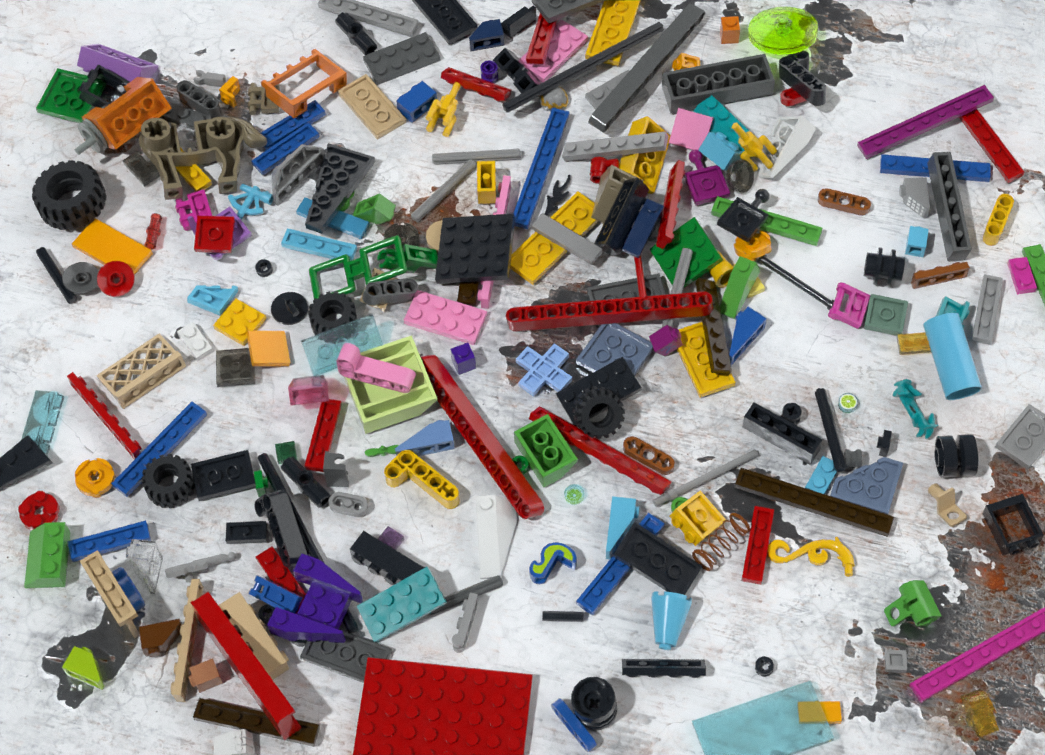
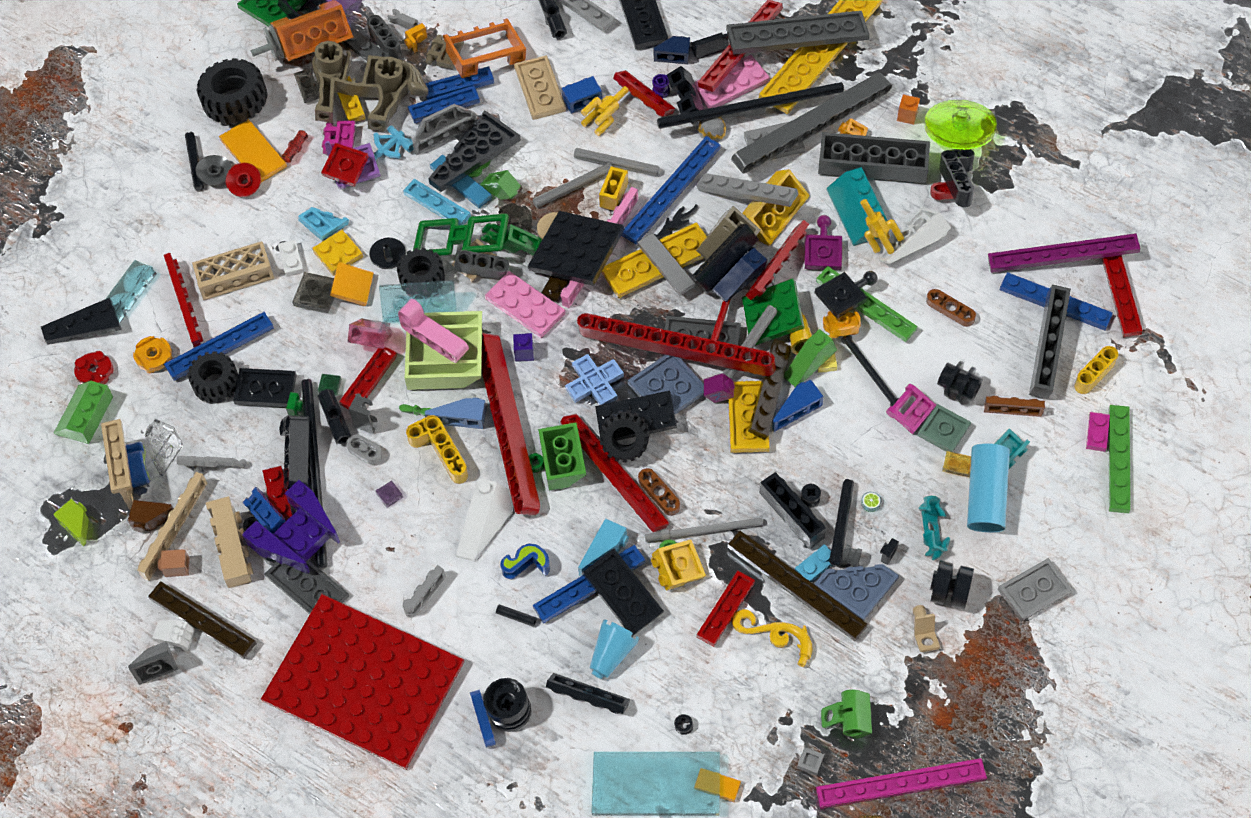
camera: 20 degrees right, 0 degrees up
(108, 540) = (142, 414): blue plate -> none
(246, 532) = (263, 445): black plate -> none
(246, 665) = (209, 567): red tile -> none
(263, 262) = (381, 214): black bush -> none
(382, 559) = (378, 516): black brick -> none
(401, 58) = (586, 50): dark grey plate -> none
(401, 604) = (372, 555): teal plate -> none
(479, 588) = (426, 566): dark grey axle -> none
(574, 494) = (574, 506): clear light blue tile -> none
(599, 166) = (726, 203): red piece -> none
(690, 129) = (828, 195): bright pink tile -> none
(720, 150) = (848, 223): medium azure brick -> none
(735, 525) = (712, 574): dark orange piece -> none
(744, 176) = (863, 253): clear smoke piece -> none
(916, 195) = (1023, 321): light grey slope -> none
(916, 241) = (1005, 366): medium azure brick -> none
(987, 309) = (1047, 453): light grey plate -> none
(1006, 506) = (985, 650): black window -> none

